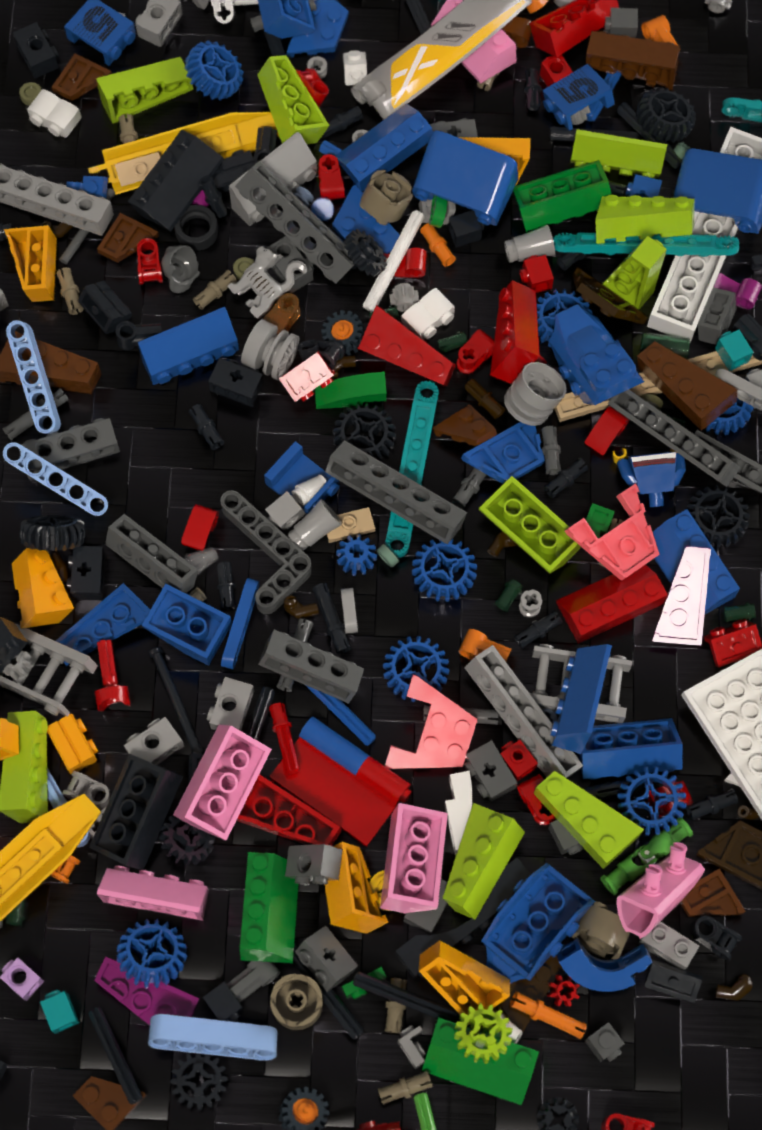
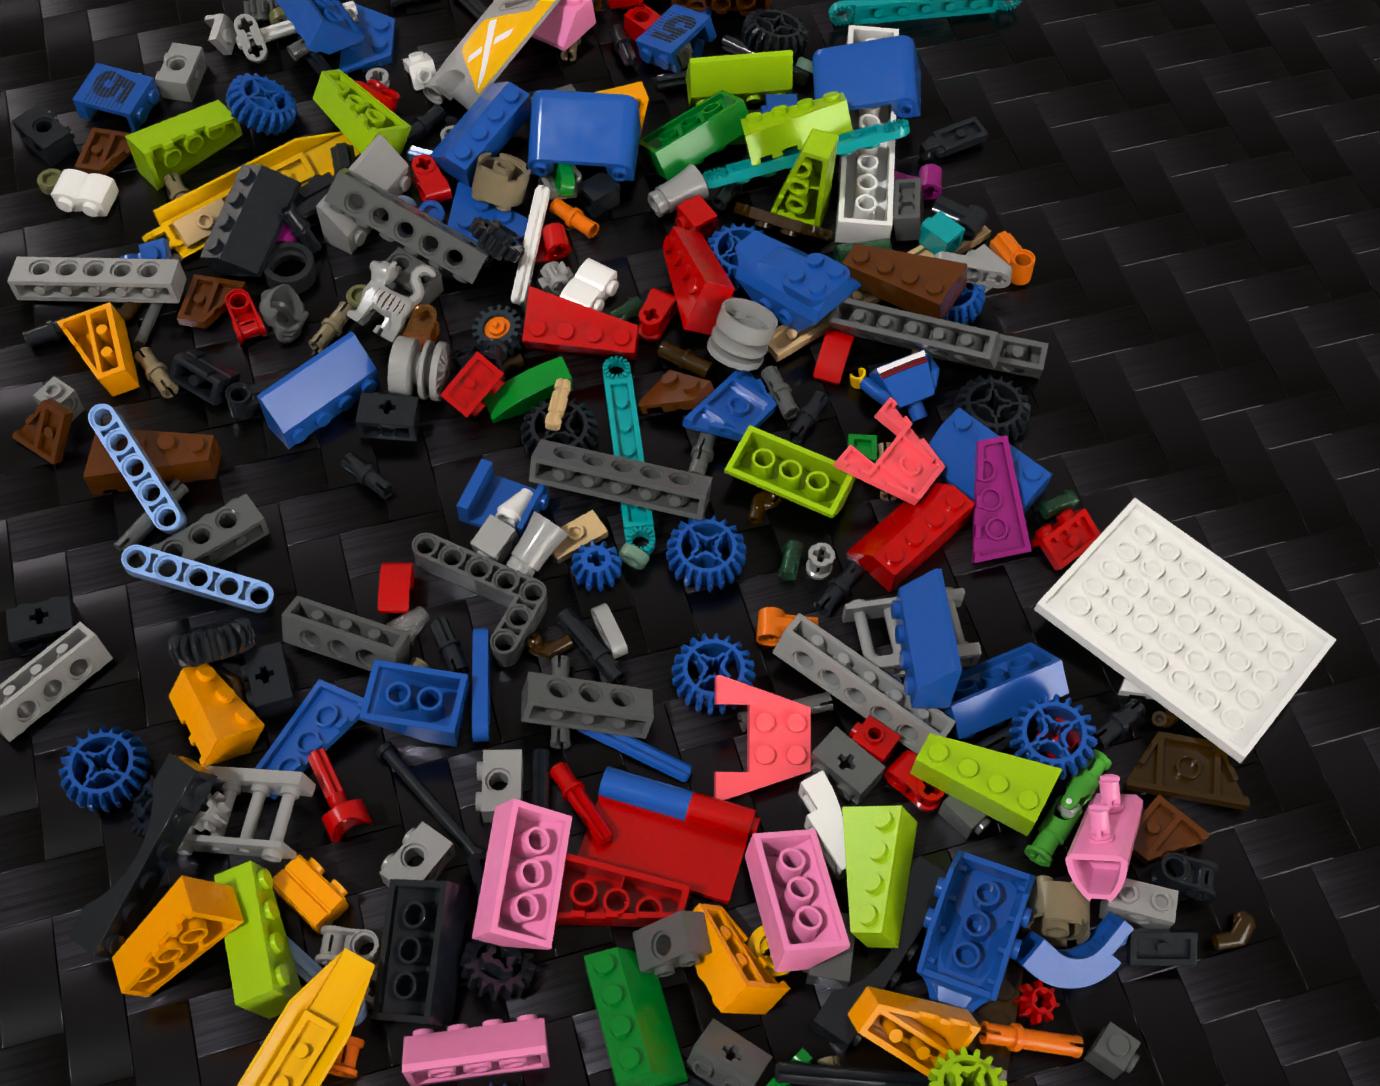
camera: 20 degrees left, 10 degrees down
(368, 413) = (557, 404): none -> tan axle

